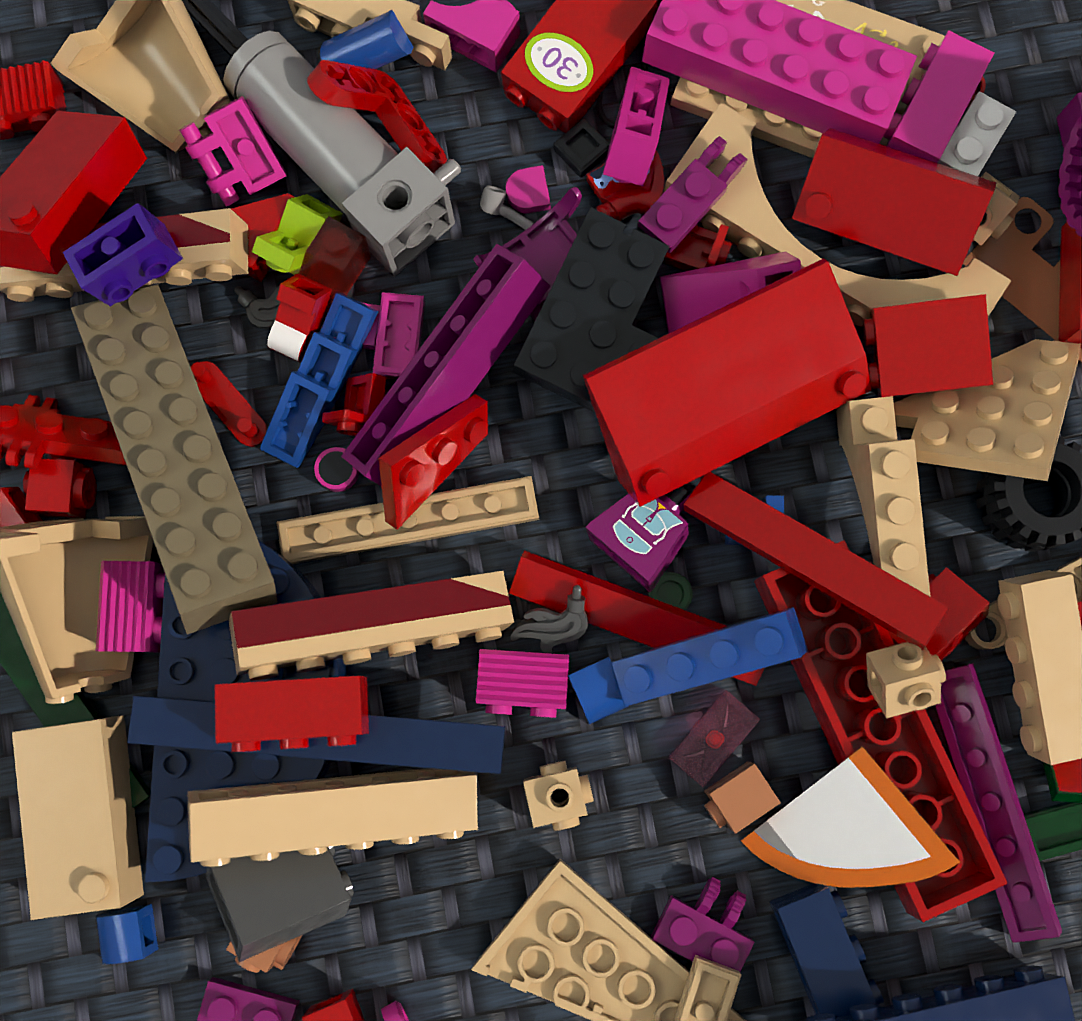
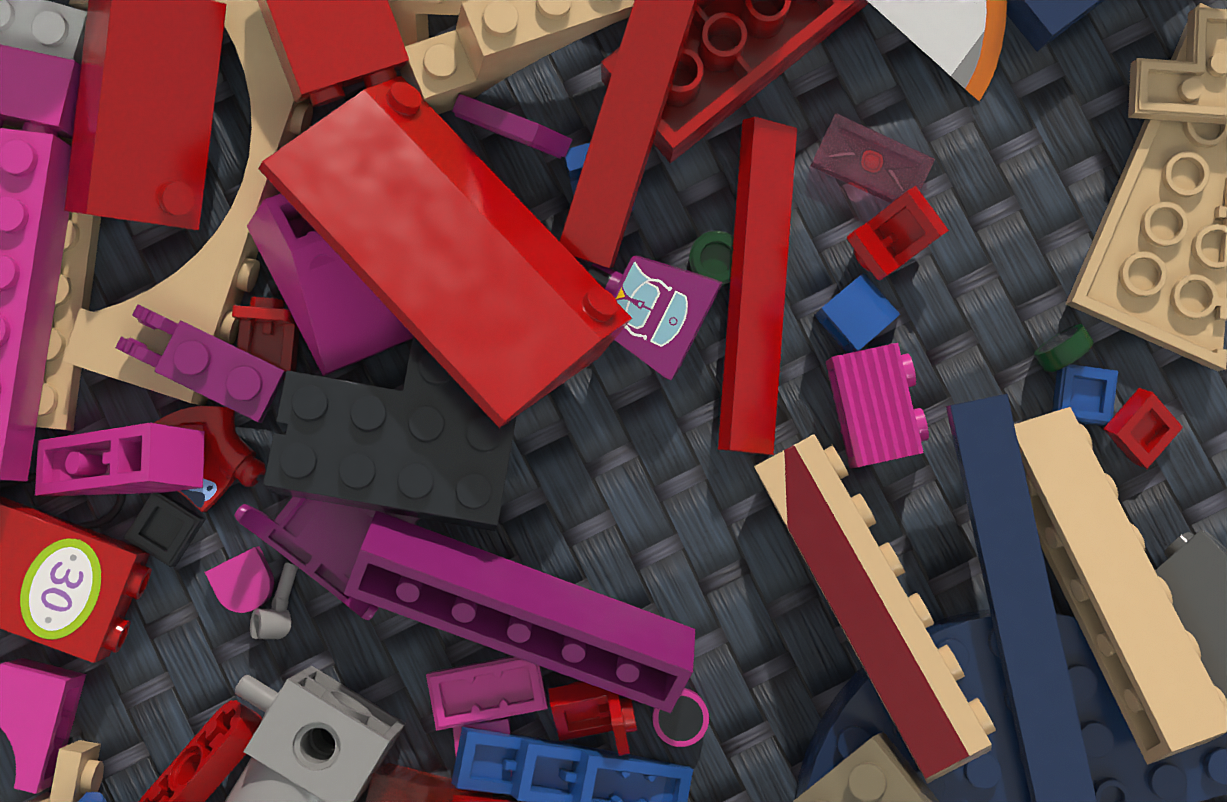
camera: 110 degrees left, 5 degrees up
(291, 712) = (1017, 666): red brick -> none
(428, 457) = (637, 599): red wing -> none
(437, 517) = (719, 608): tan tile -> none
(445, 888) = (1143, 428): none -> red tile
(484, 852) = (1087, 392): none -> blue tile
(525, 844) = (1064, 348): none -> dark green tile
(545, 809) = (1000, 325): tan brick -> none
(554, 627) = (799, 388): dark grey piece -> none
(651, 736) = (896, 234): none -> red bracket
(693, 932) = (1100, 125): magenta hinge -> none
(710, 657) = (789, 185): blue brick -> none
(740, 798) = (935, 112): nougat brick -> none
(811, 462) = (511, 126): none -> magenta tile

